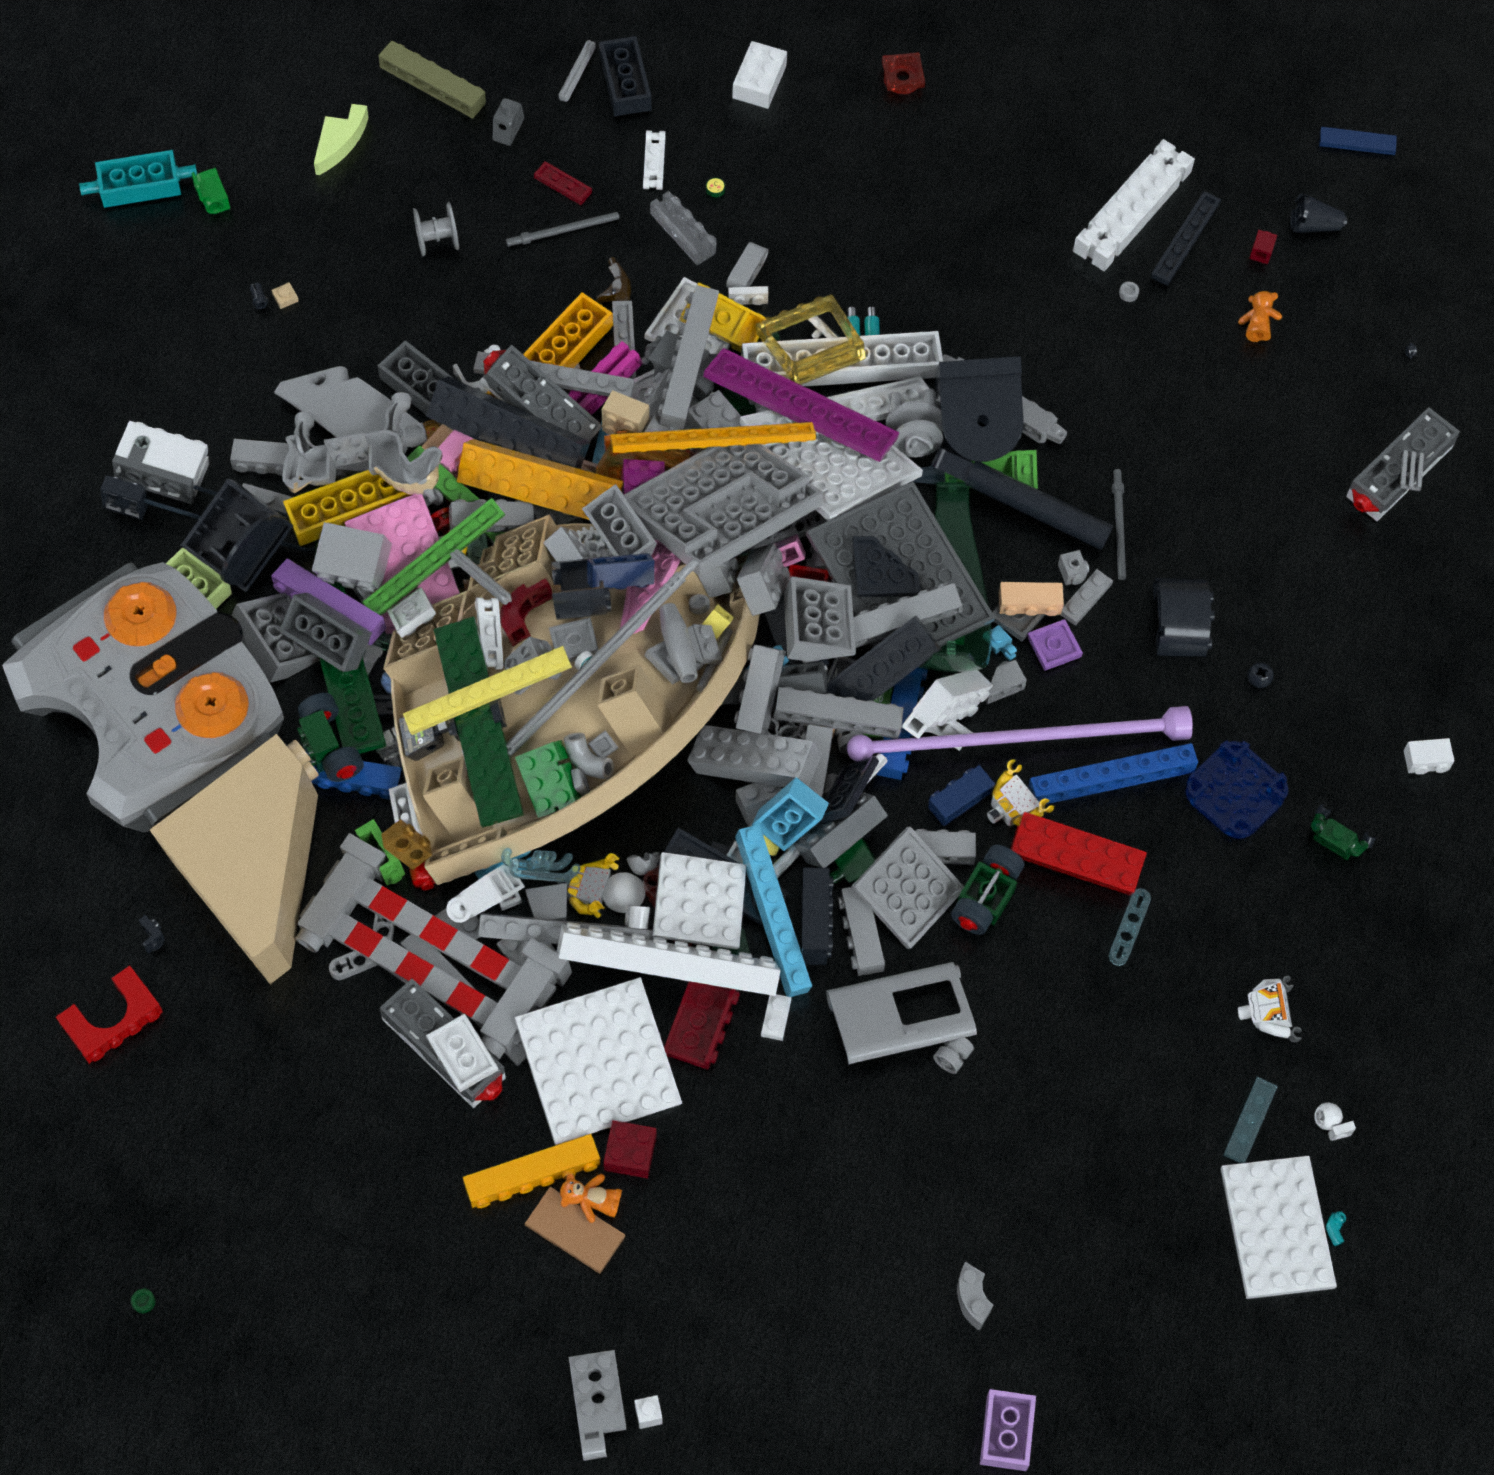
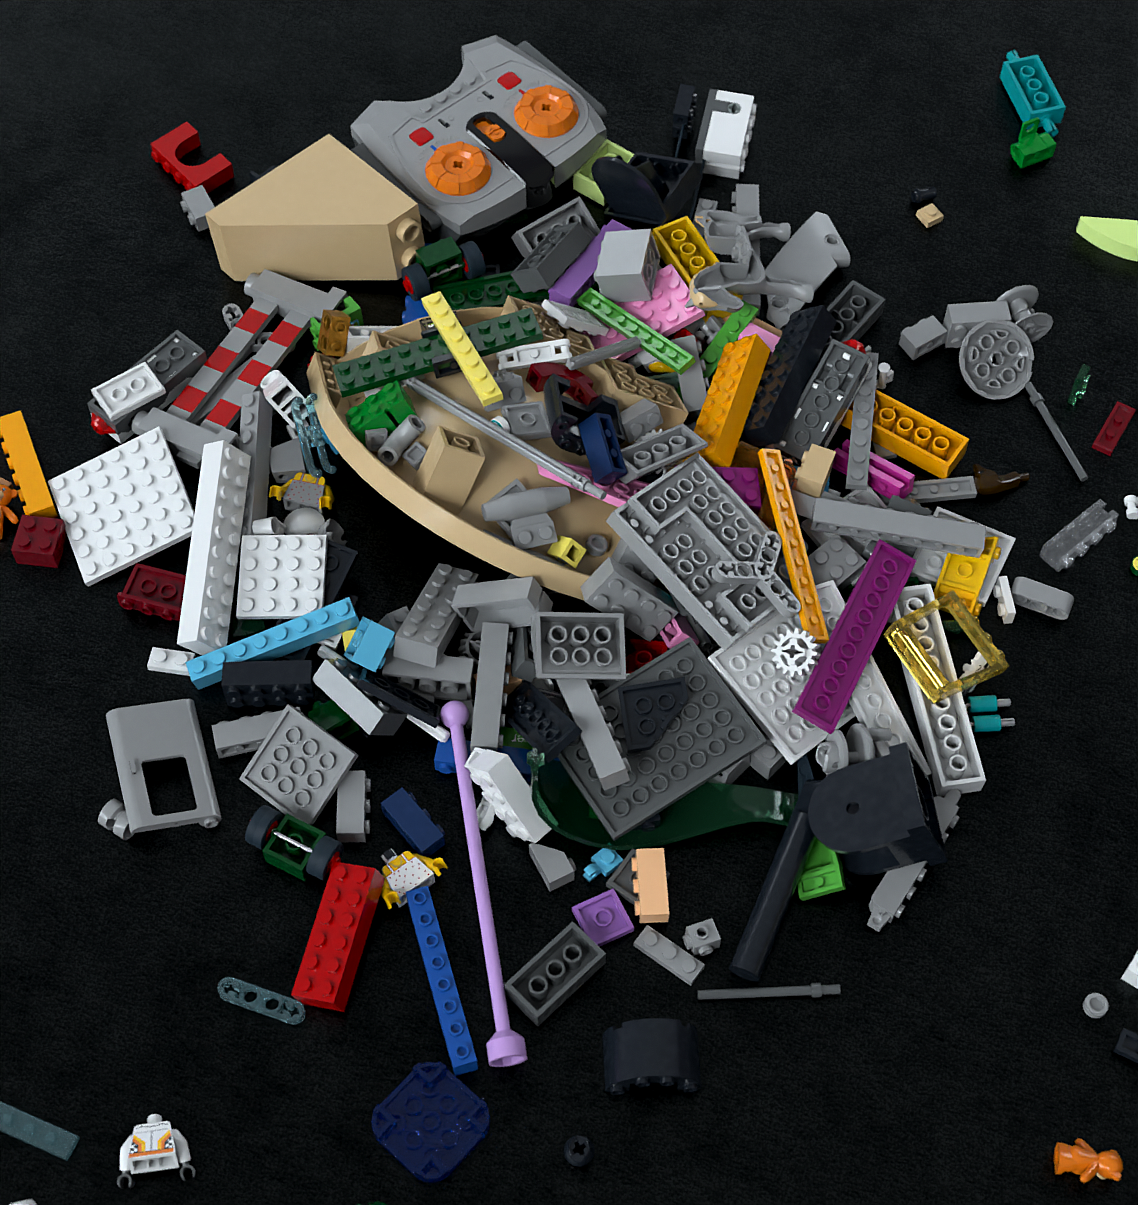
camera: 90 degrees right, 5 degrees down
(185, 1004) = (197, 203): none -> light grey brick
(440, 270) = (963, 317): none -> light grey brick
(444, 320) = (922, 337): none -> light grey brick
(485, 259) = (1012, 355): none -> light grey brick
(520, 197) = (1081, 380): none -> clear green plate
(748, 462) = (764, 581): none -> light grey piece
(817, 447) = (795, 644): none -> white gear
(1109, 681) = (555, 973): none -> dark grey brick

